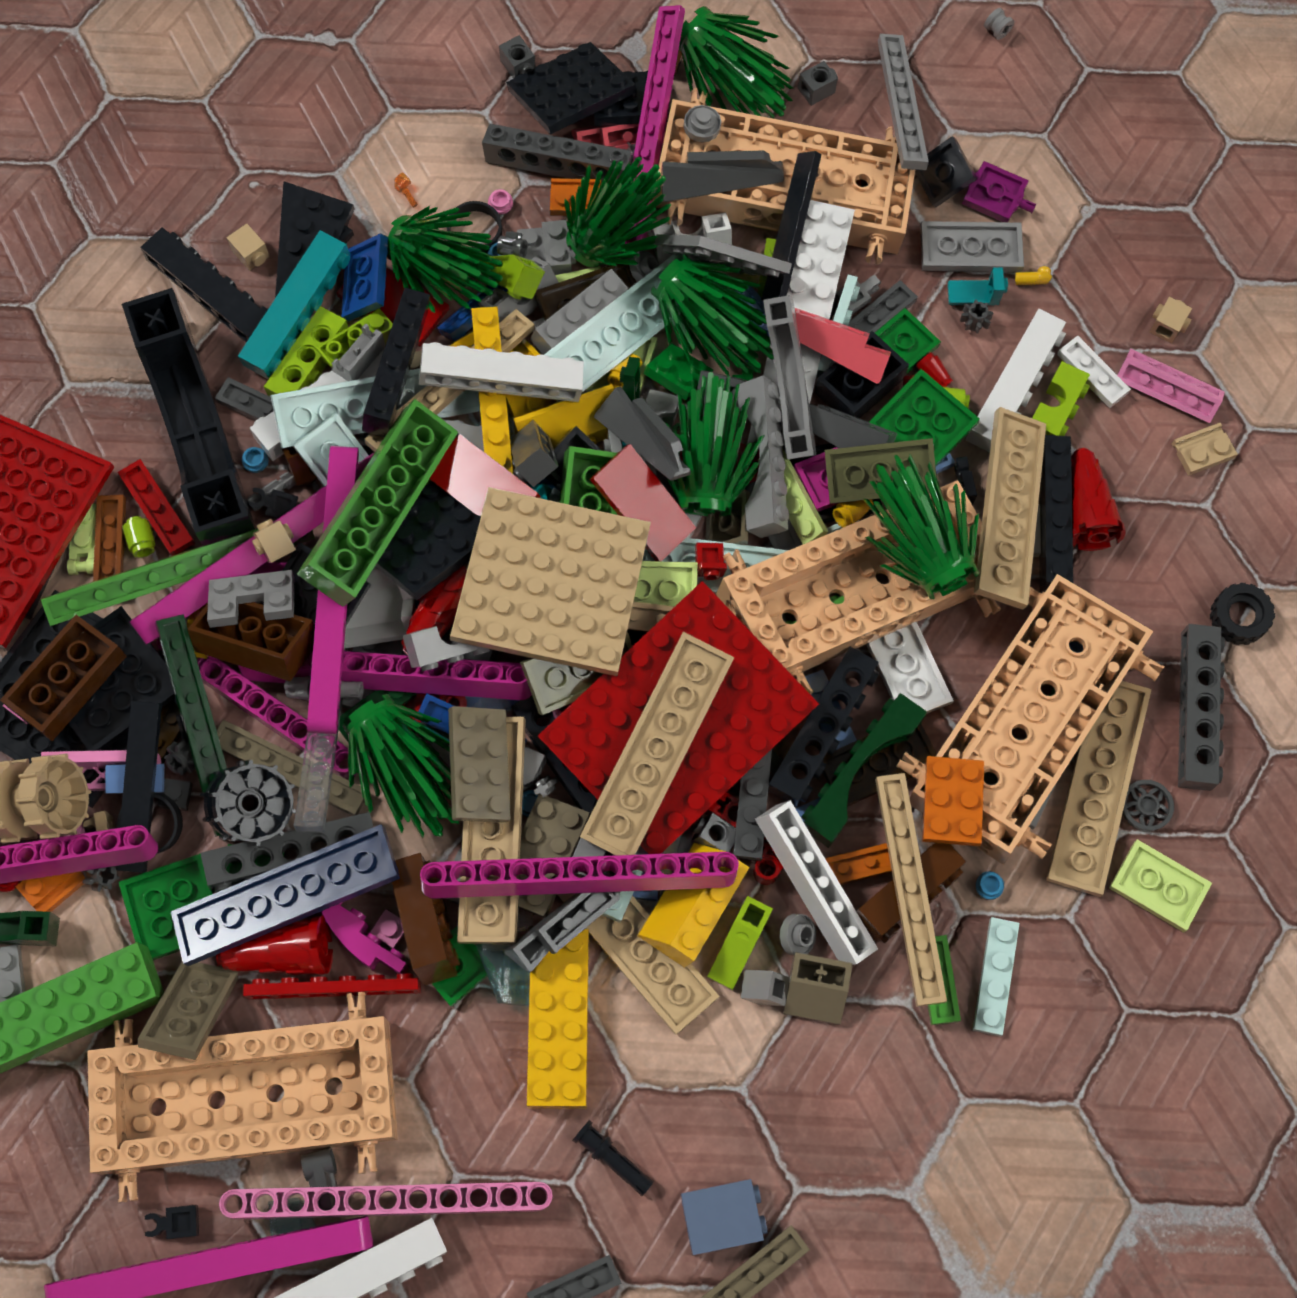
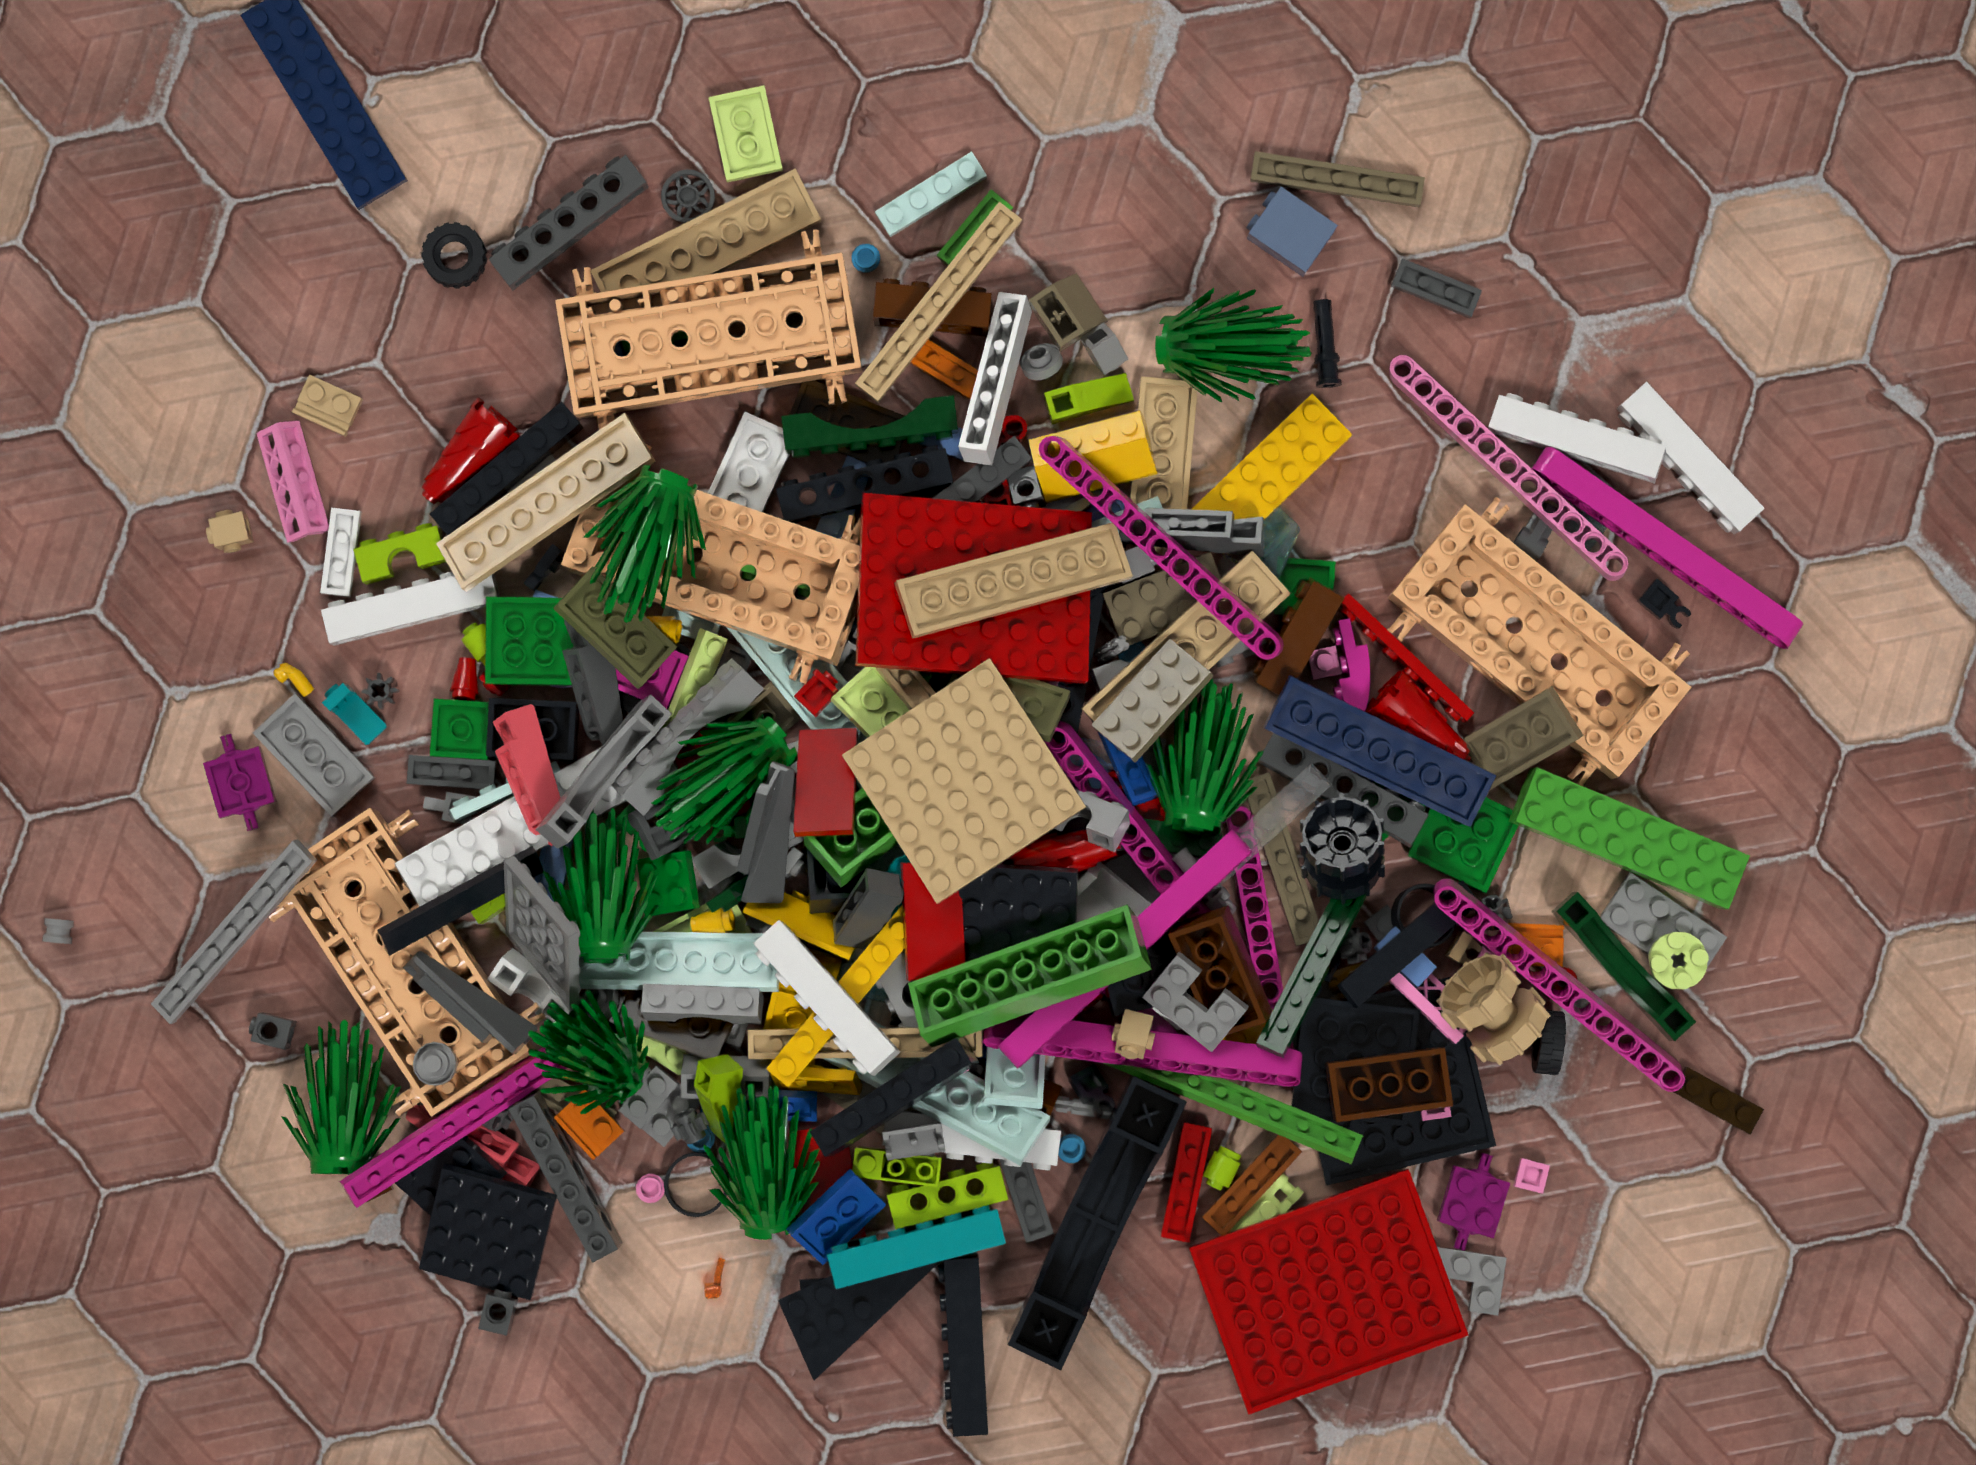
camera: 135 degrees left, 15 degrees up
(248, 247) = (897, 1350): tan brick -> none
(705, 1057) = (1233, 338): none -> green plant
(946, 172) = (262, 836): black plate -> none
(953, 801) = (841, 329): orange plate -> none

